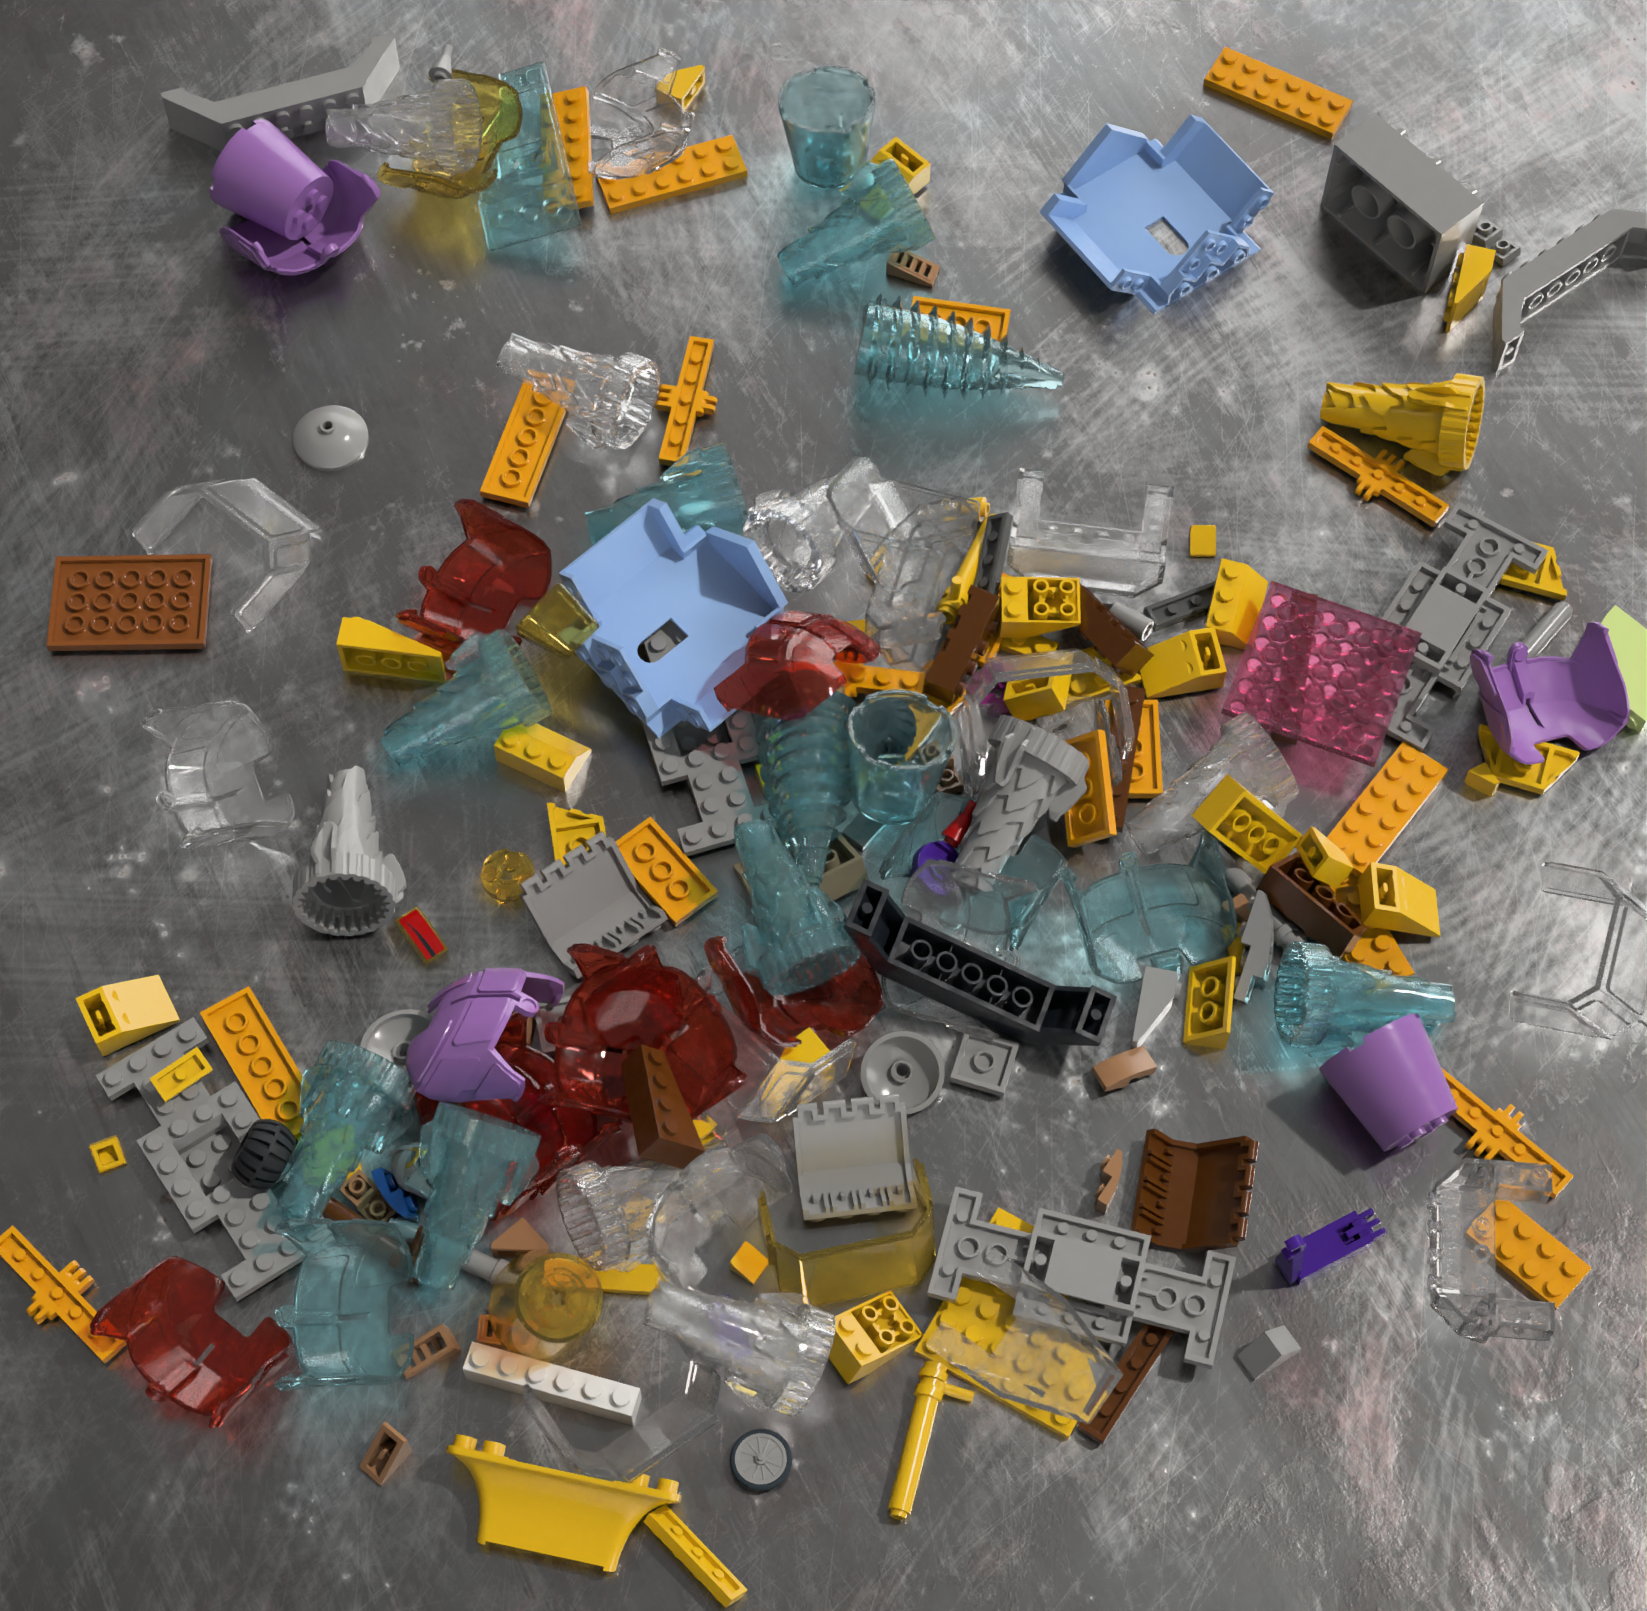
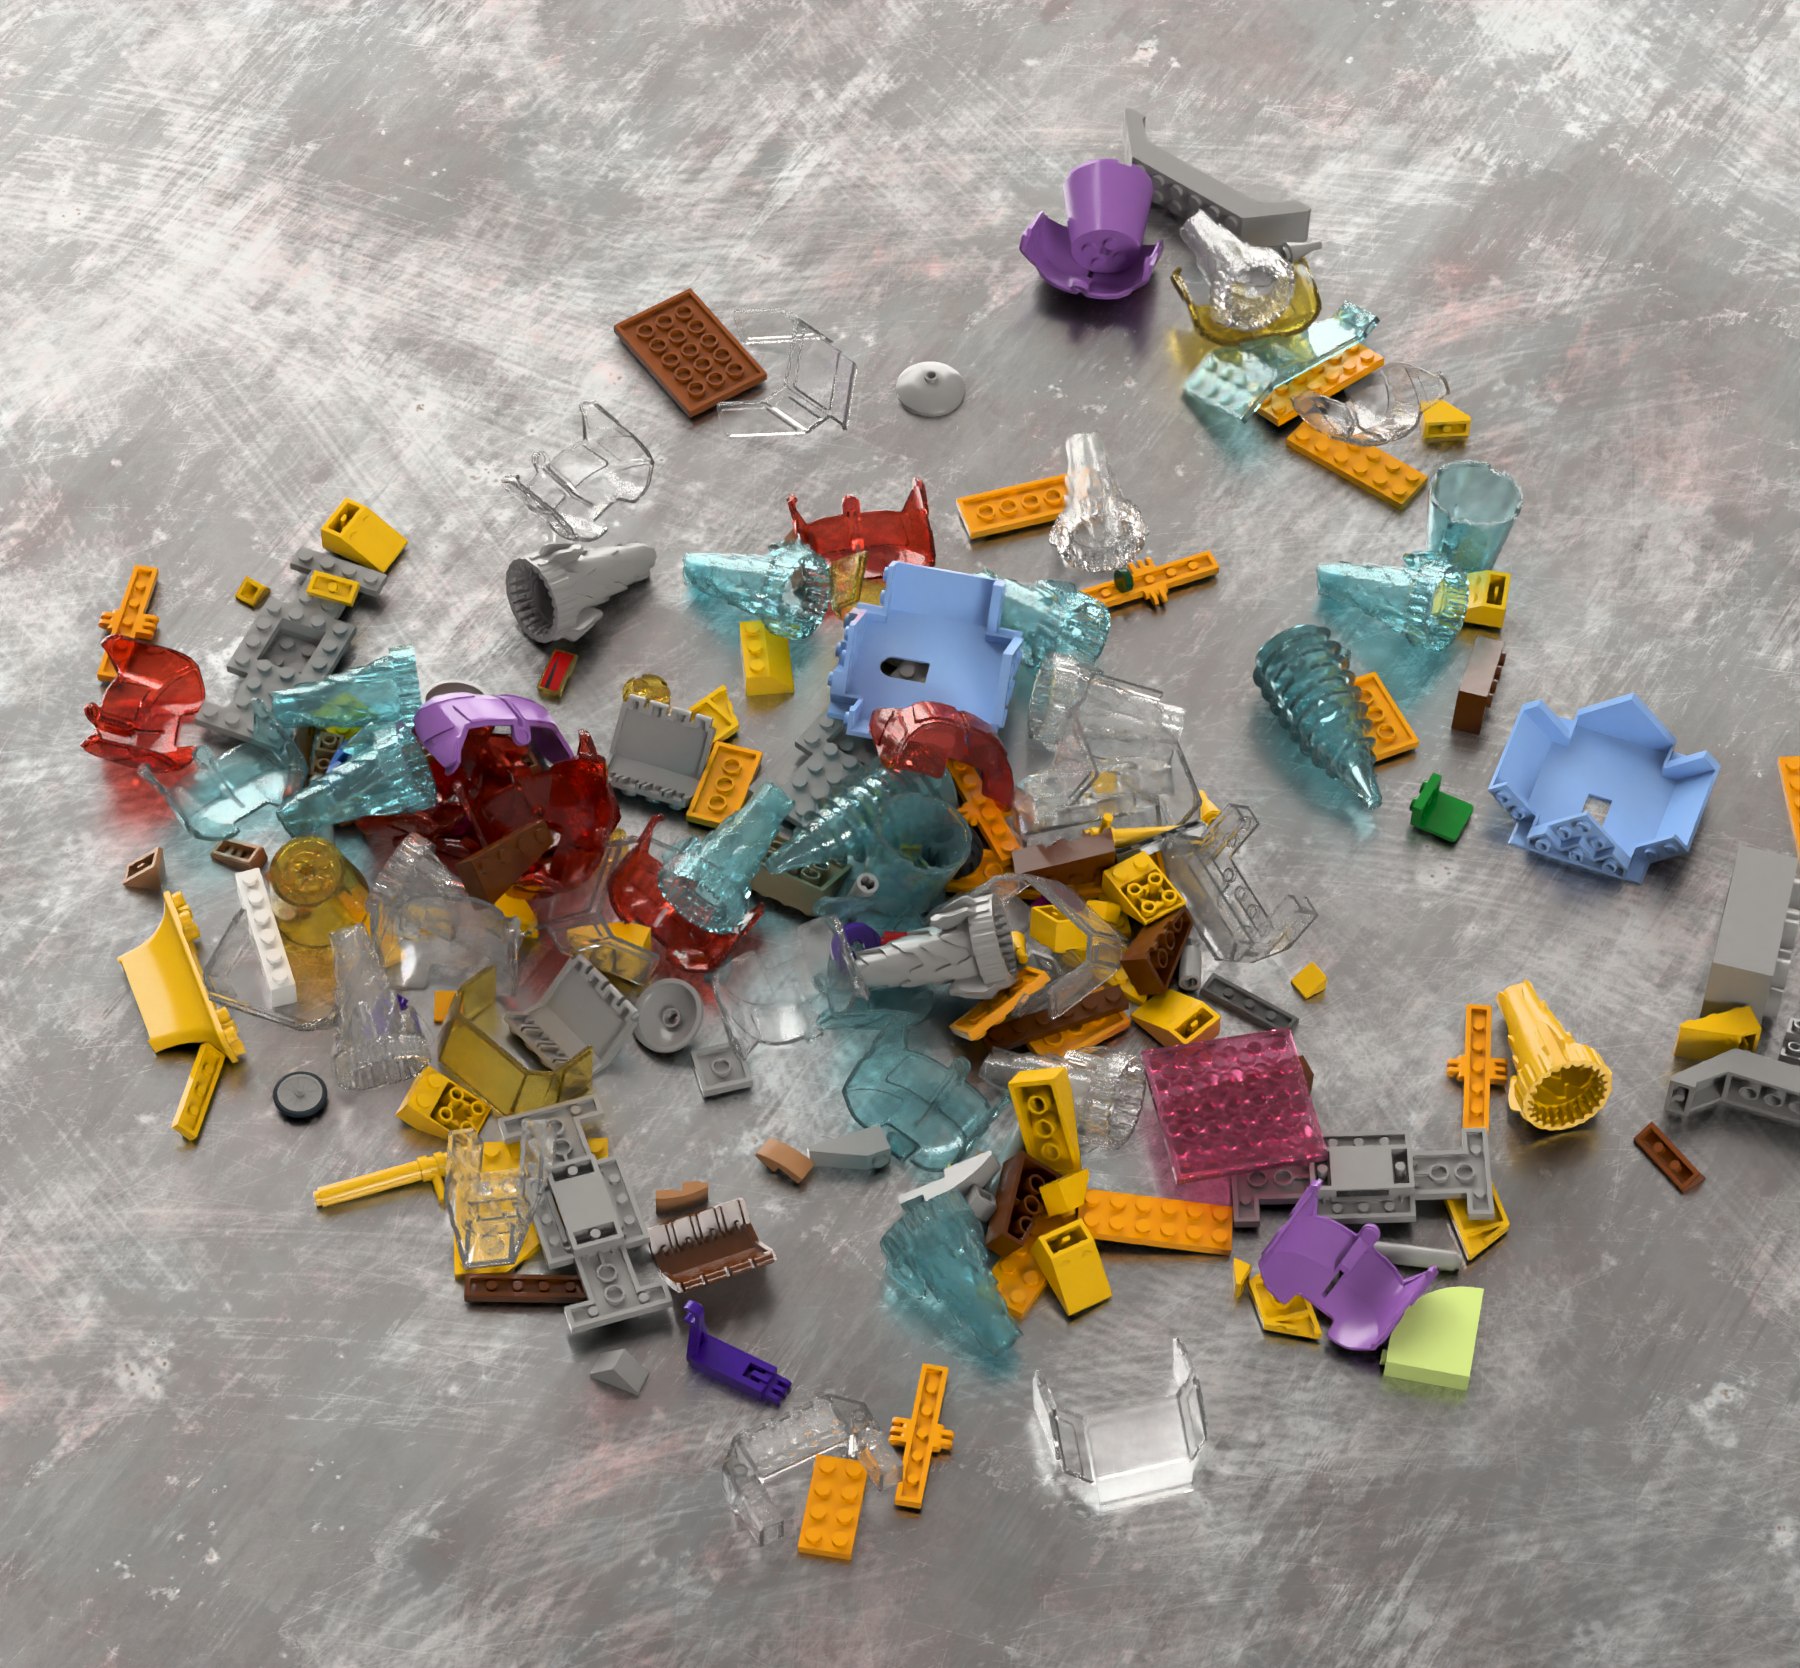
camera: 55 degrees right, 10 degrees down
(257, 1057) = (389, 625): light orange plate -> none
(263, 1154) = (306, 664): black wheel -> none
(380, 651) = (761, 506): yellow slope -> none
(517, 1241) = (362, 856): medium nougat slope -> none
(680, 417) = (1123, 580): none -> dark green tile
(892, 827) = (865, 886): none -> light grey wheel
(901, 271) = (1399, 644): medium nougat slope -> none
(972, 978) = (770, 997): black slope -> none
(983, 231) = (1478, 684): none -> wedge
(1032, 646) = (1106, 910): none -> yellow slope
(1093, 339) = (1438, 811): none -> green bracket
(1209, 1003) = (882, 1192): yellow slope -> none
(1235, 603) = (1264, 1014): yellow slope -> none
(1290, 931) = (981, 1202): none -> light grey slope
(1393, 1083) = (897, 1325): medium lavender cone -> none
(1550, 397) = (1668, 1157): none -> dark orange slope

